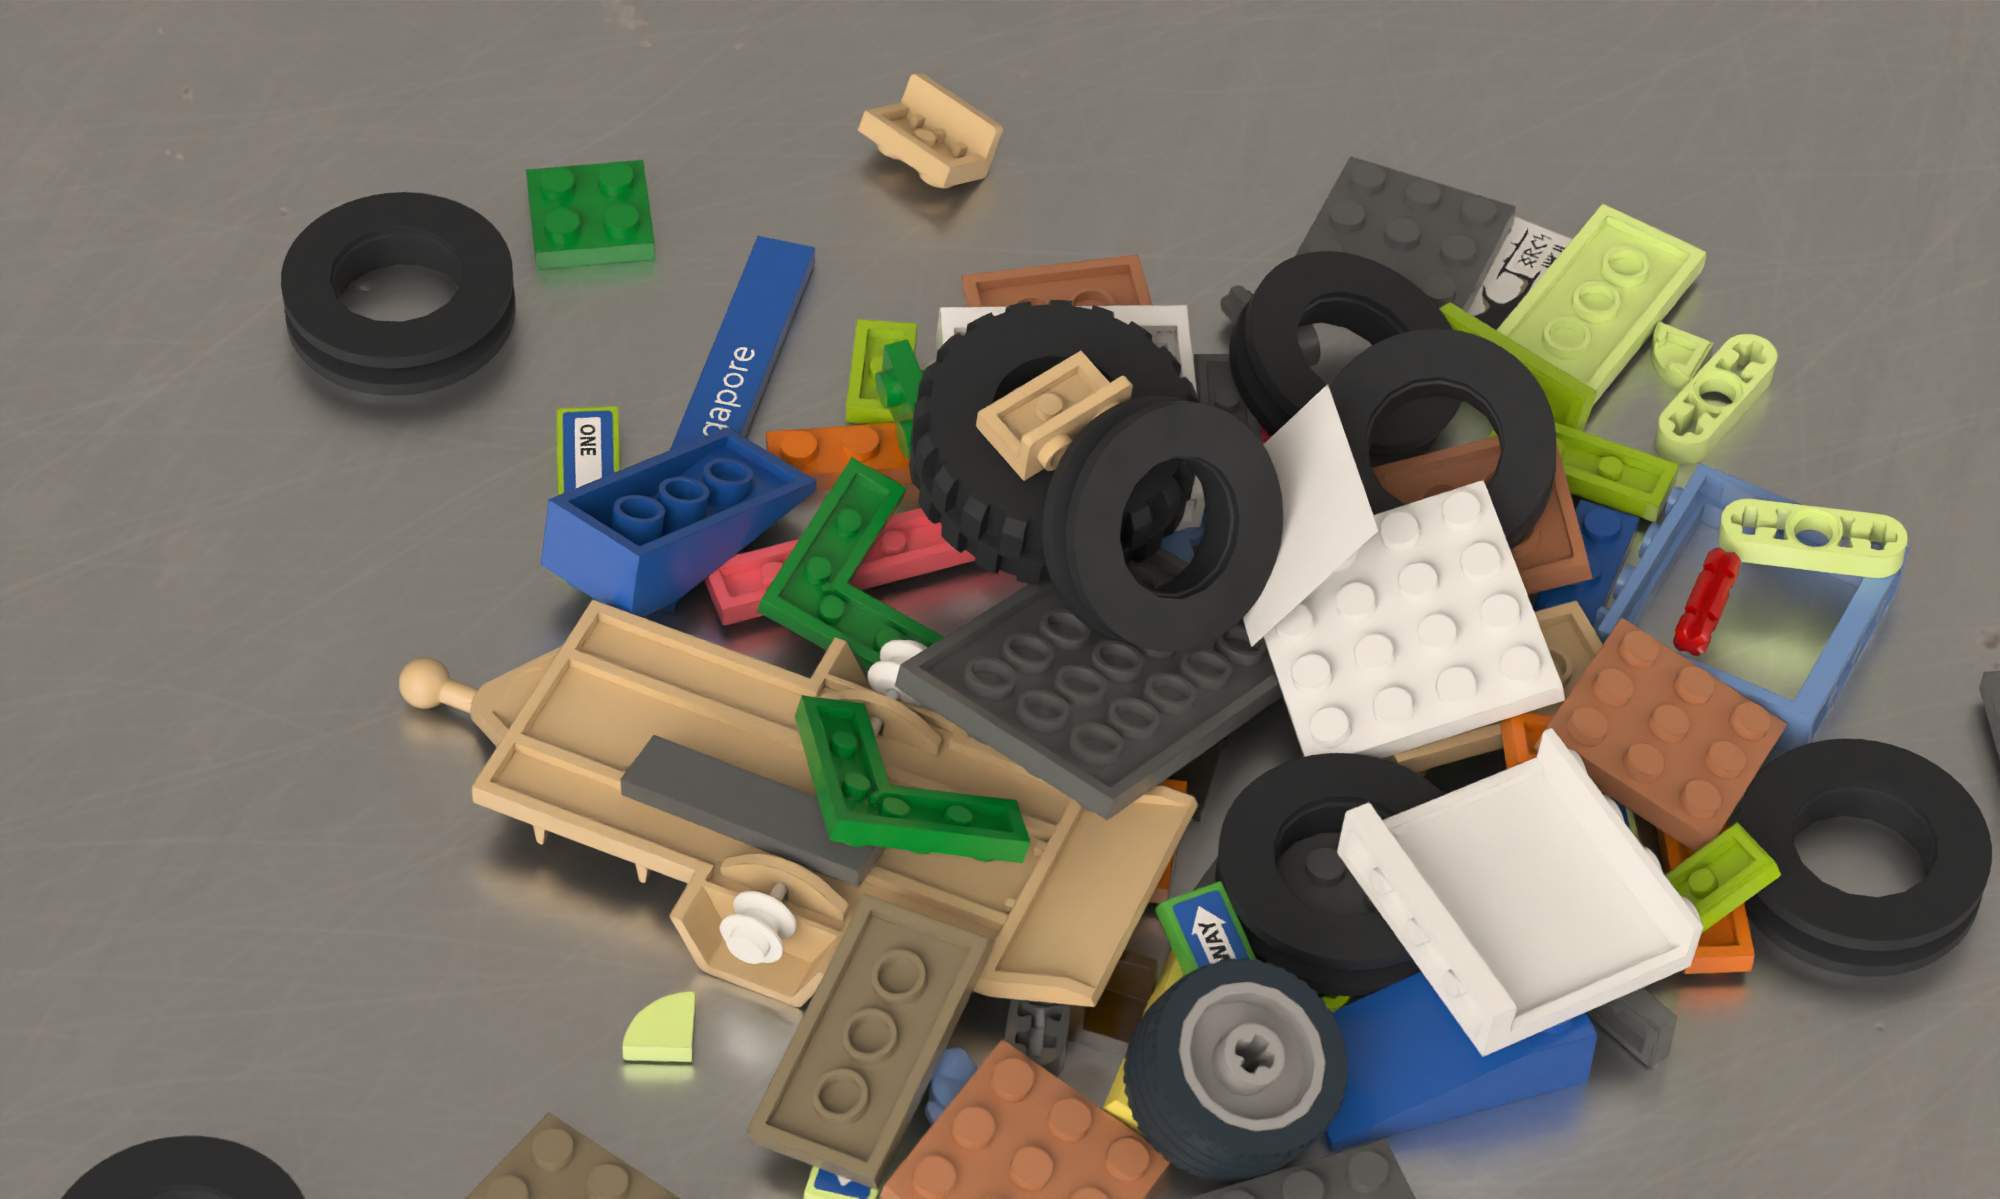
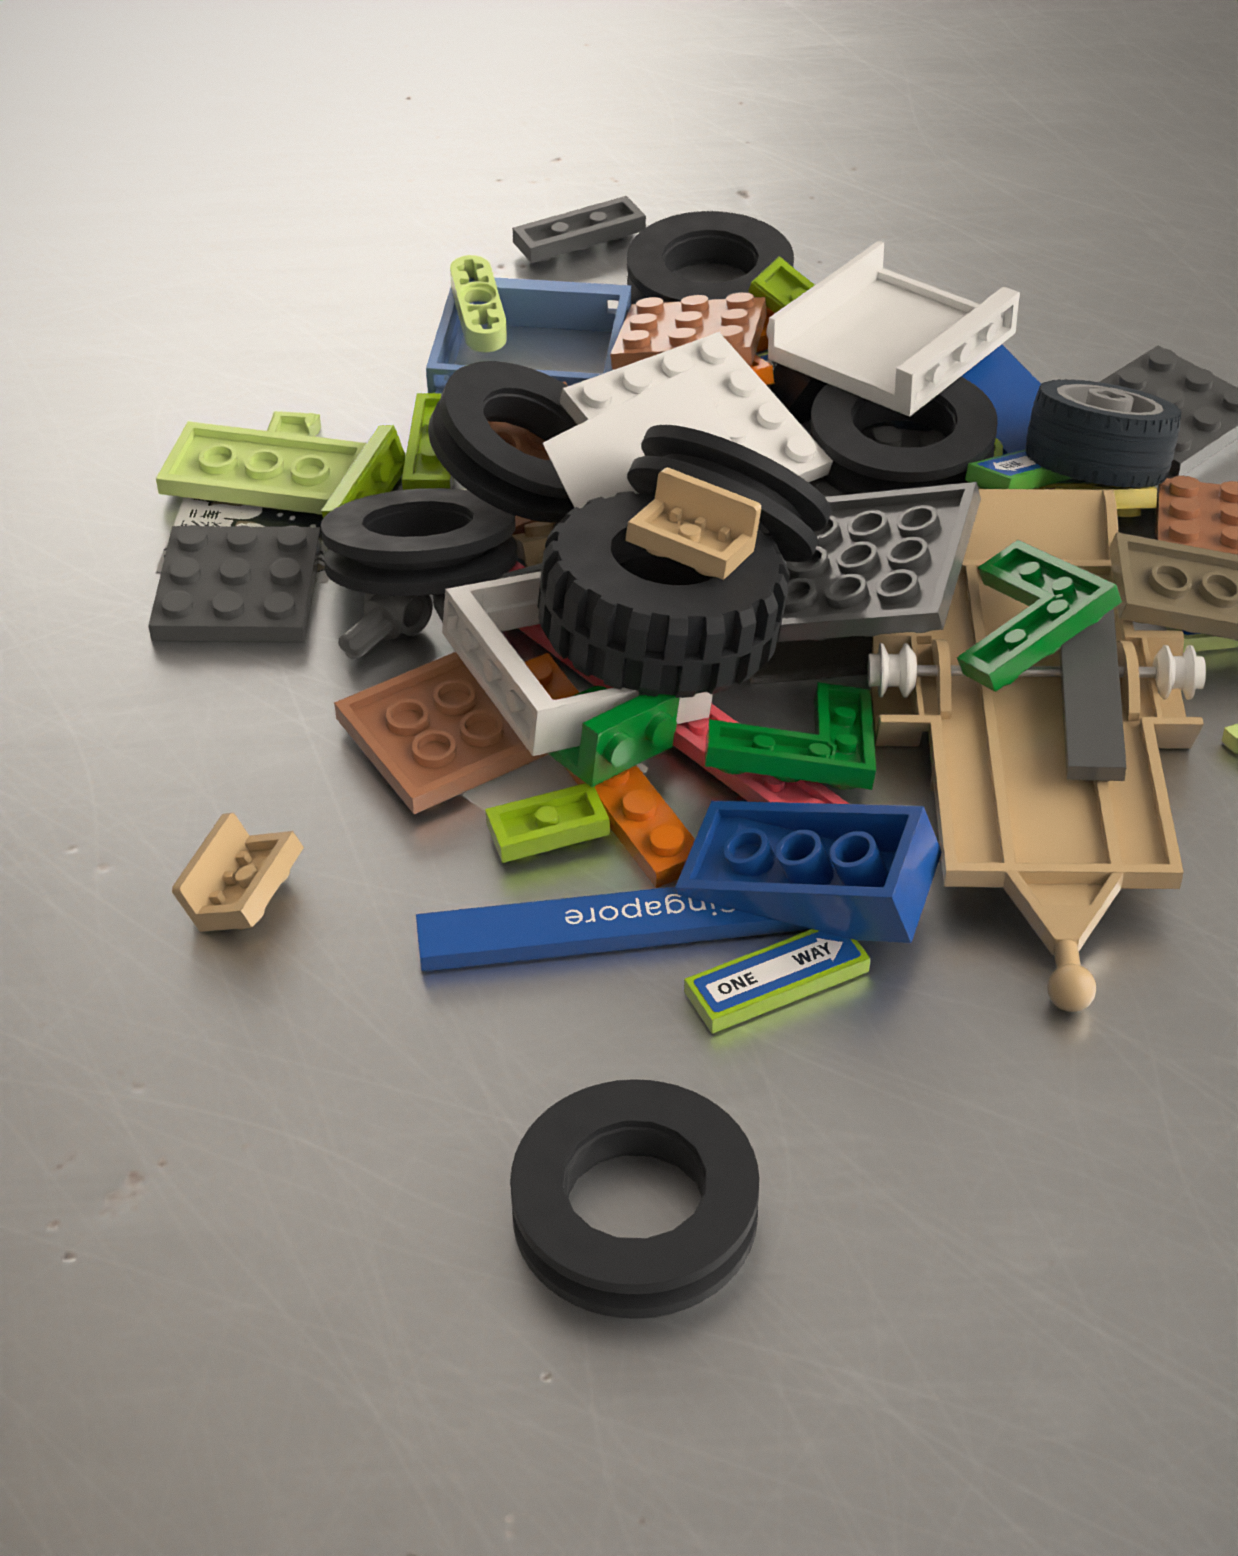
camera: 110 degrees left, 5 degrees down
(590, 214) = (440, 1103): green plate -> none
(1706, 601) = (562, 334): red axle -> none
(1712, 420) = (356, 407): yellowish green beam -> none

